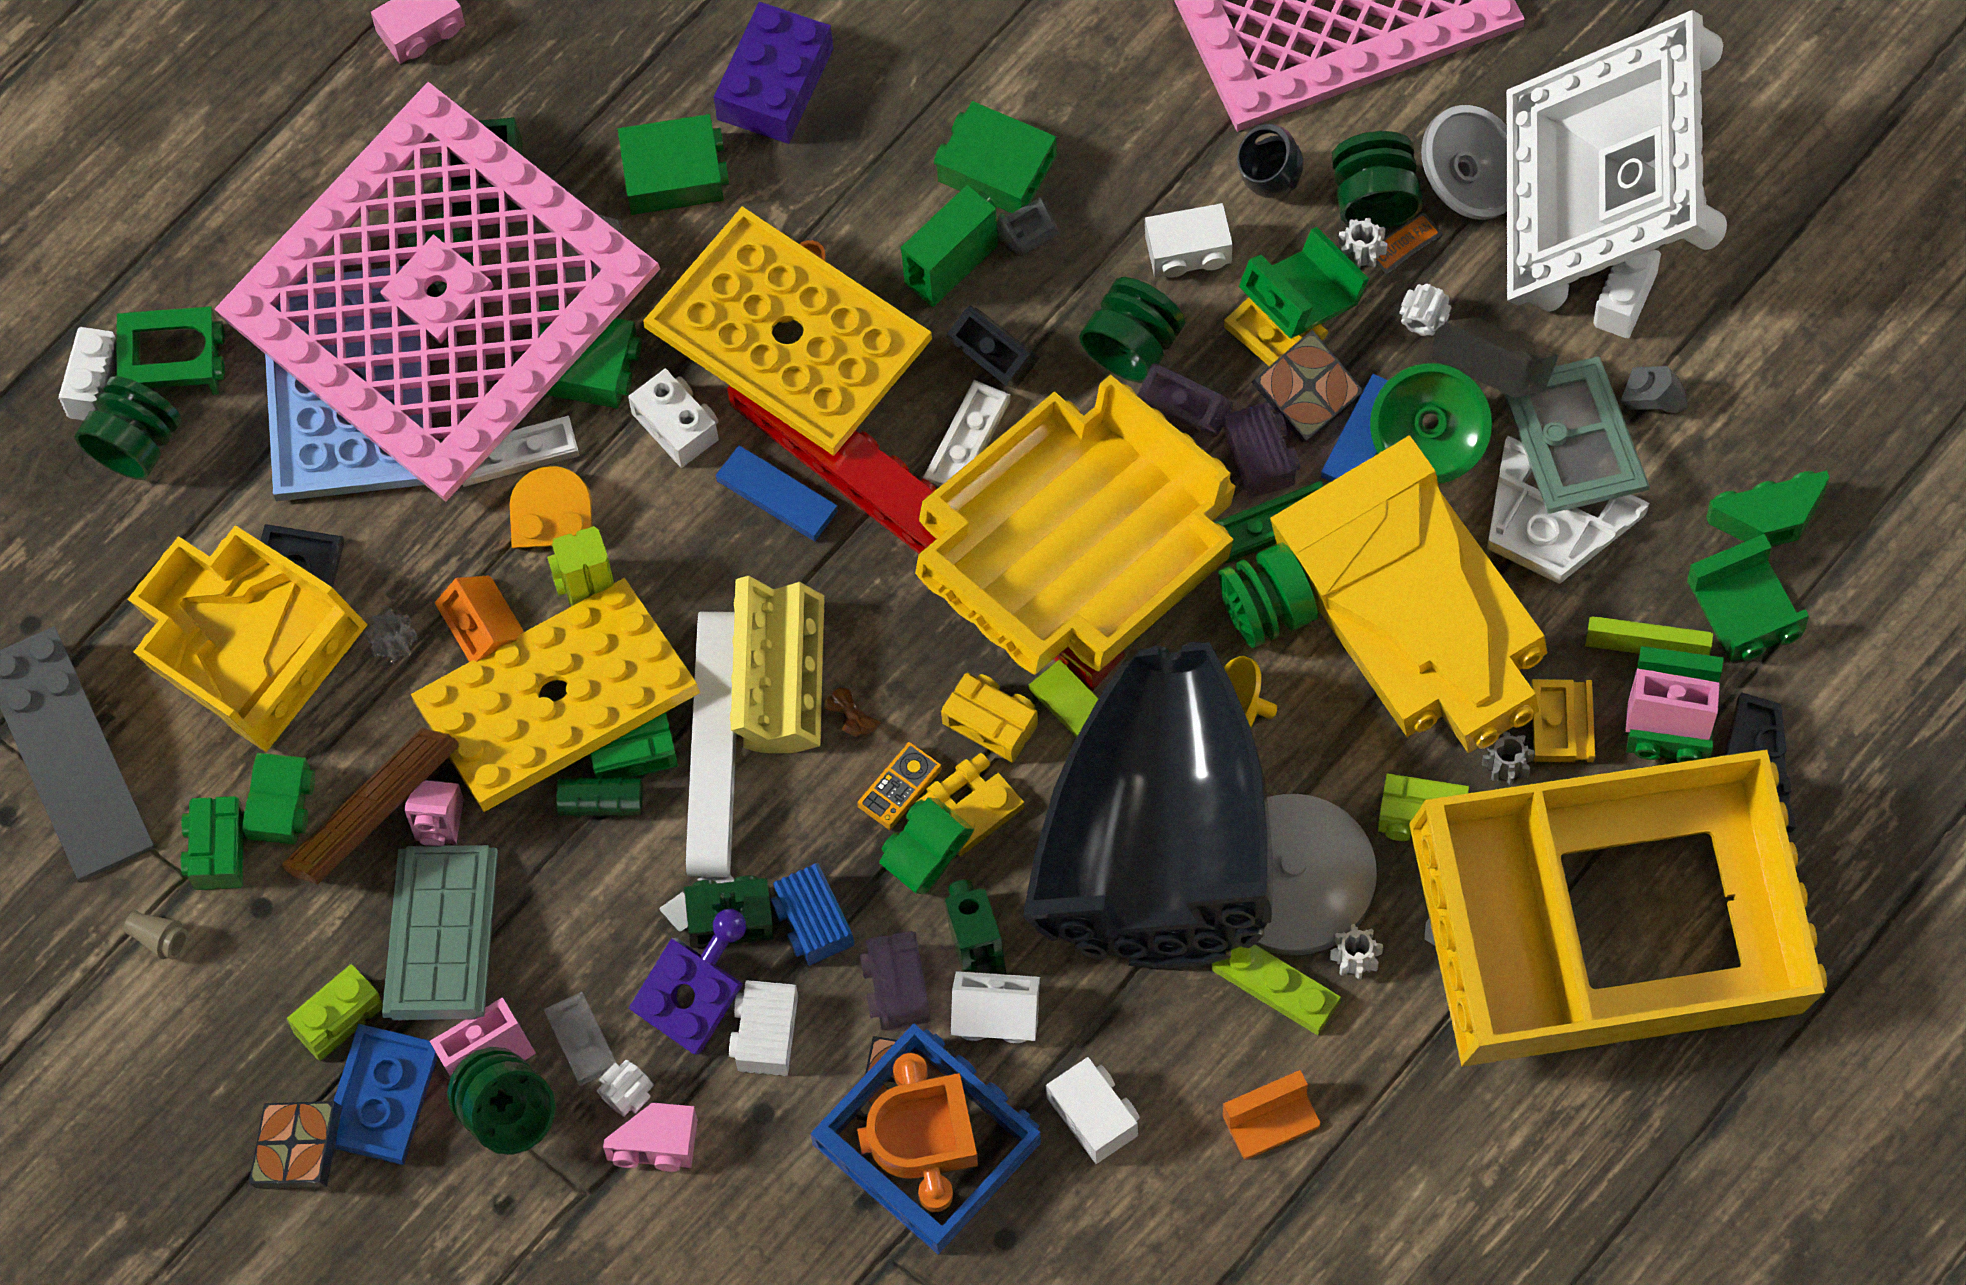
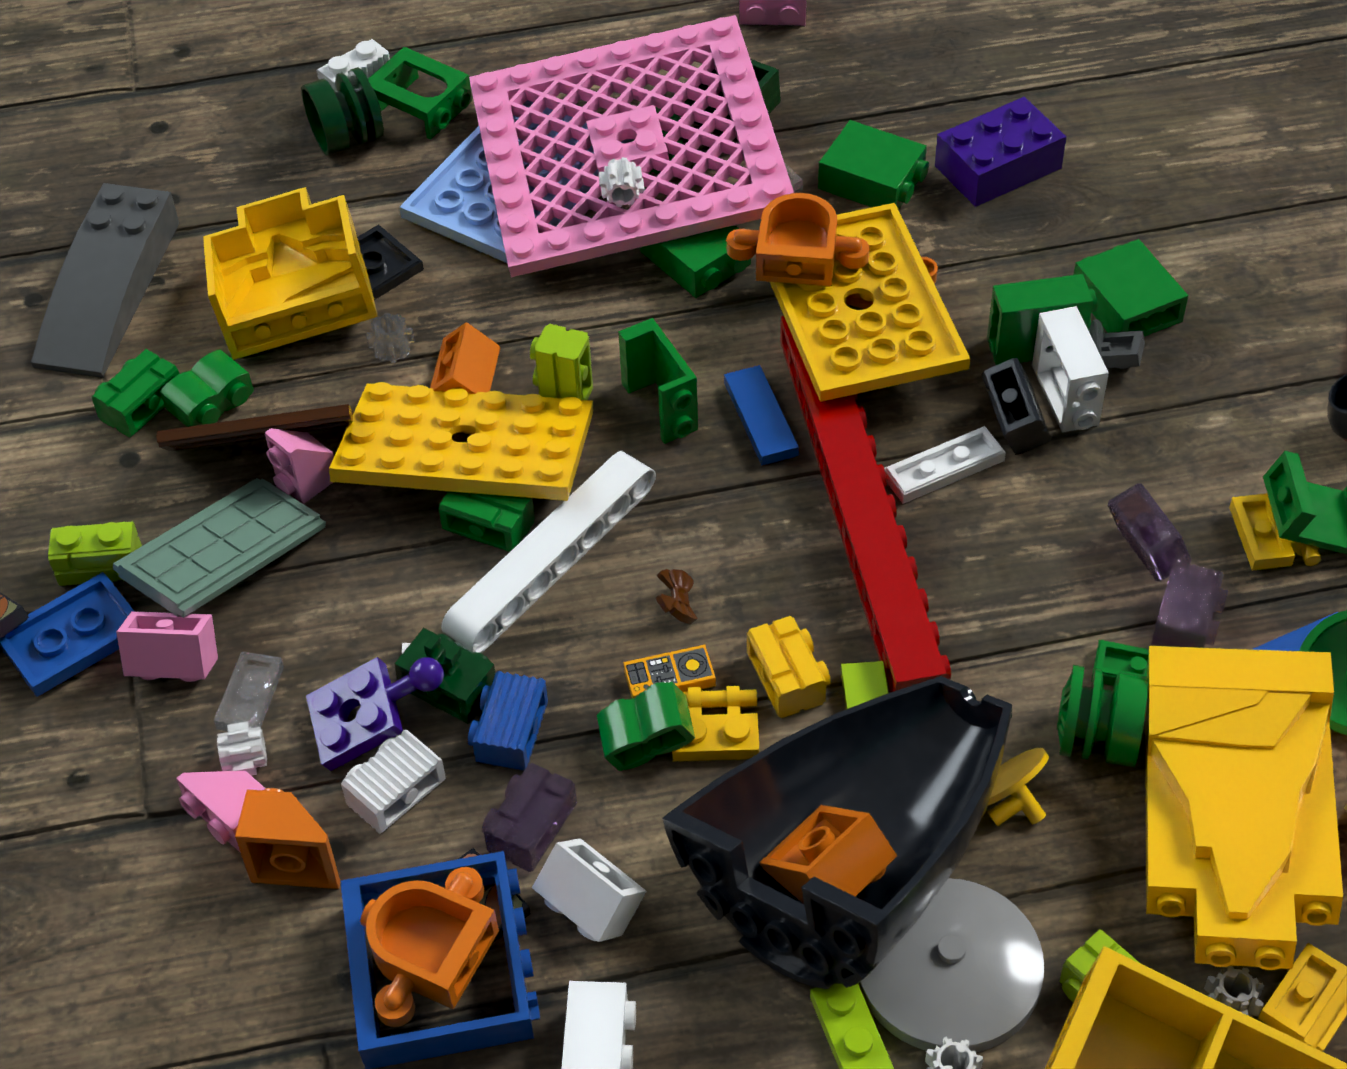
camera: 35 degrees right, 15 degrees down
(160, 935) = (39, 427): dark tan cone -> none
(487, 347) = (621, 182): none -> white gear
(501, 1100) = (113, 699): dark green wheel -> none
(528, 449) = (599, 283): white tile -> none
(548, 506) = (589, 314): light orange slope -> none
(599, 796) = (431, 532): dark green axle -> none
(652, 501) = (650, 359): none -> green panel
(674, 417) = (727, 319): white brick -> none
(699, 310) = (797, 242): none -> orange piece
(738, 1133) = (284, 842): none -> orange slope
(777, 666) = (644, 522): light yellow brick -> none
(974, 929) = (625, 802): dark green torso -> none
(1012, 281) = (1070, 369): none -> white window
(1077, 528) = (975, 566): yellow panel -> none
(1131, 329) = (1144, 450): dark green wheel -> none
(1153, 855) = (834, 847): none -> orange slope
(1188, 240) = (1245, 424): white brick -> none
(1307, 386) = (1269, 585): tile -> none

